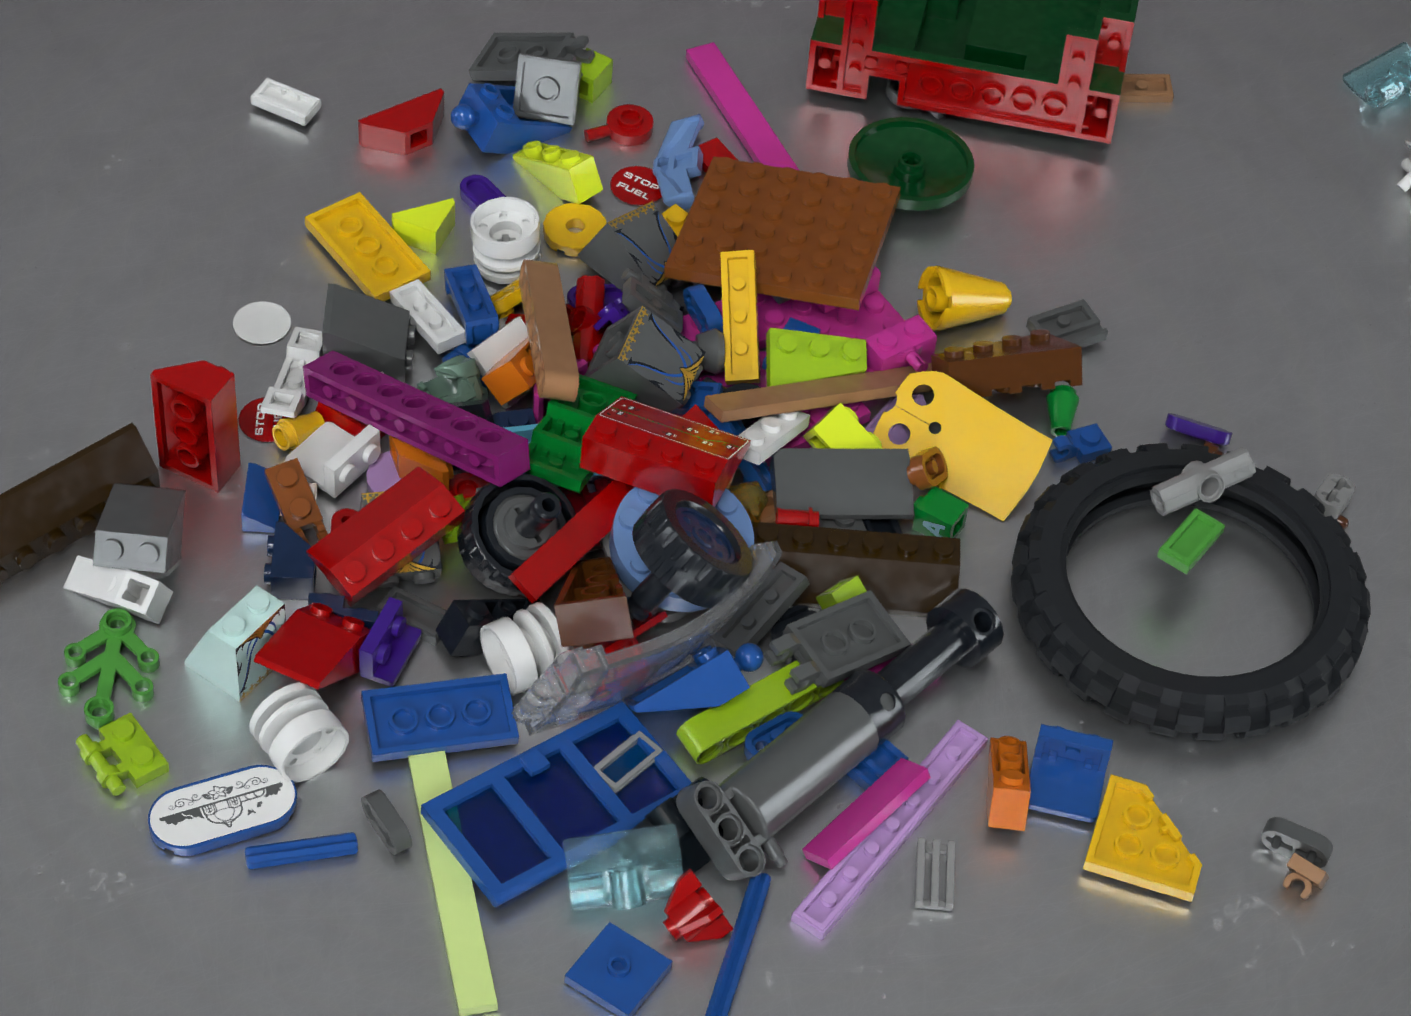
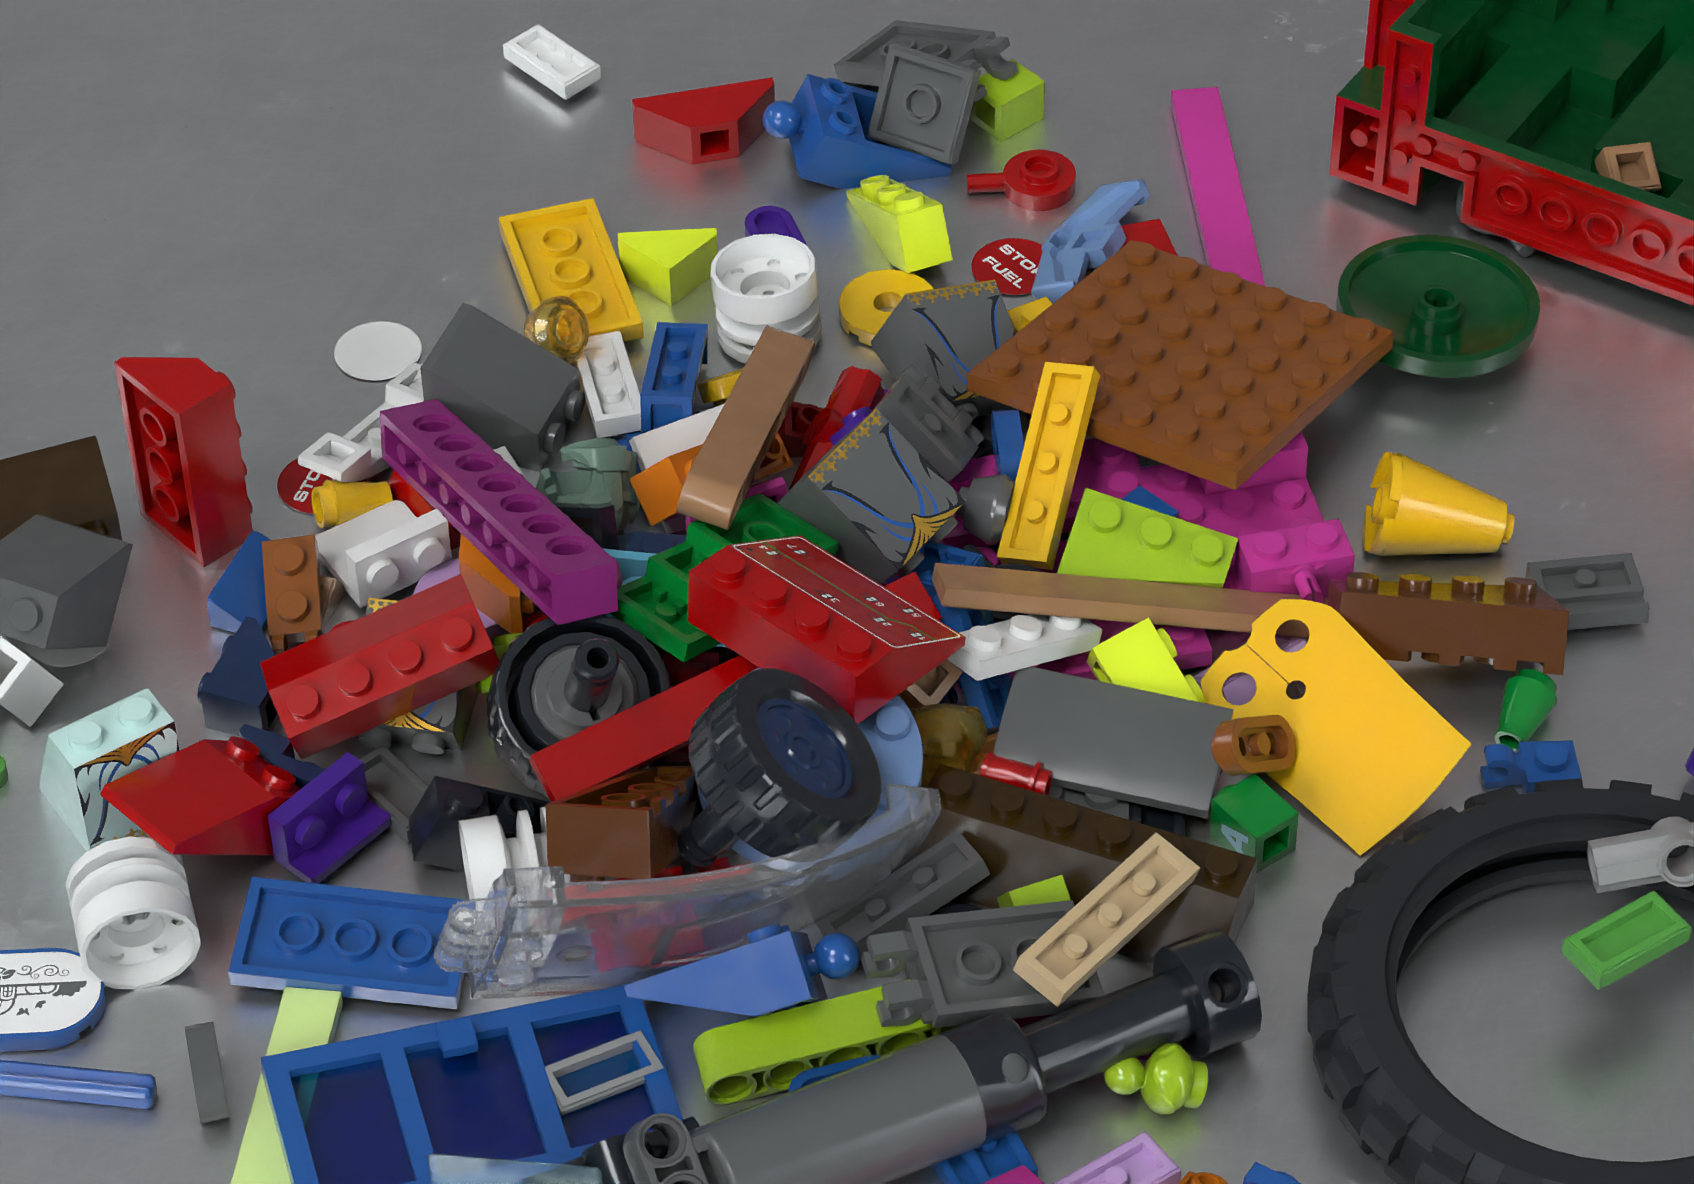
camera: 25 degrees right, 5 degrees down
(386, 285) = (559, 328): none -> clear yellow cone
(898, 597) = (1106, 919): none -> tan plate
(958, 686) = (1165, 1080): none -> lime animal
(996, 53) = (1630, 165): none -> medium nougat slope

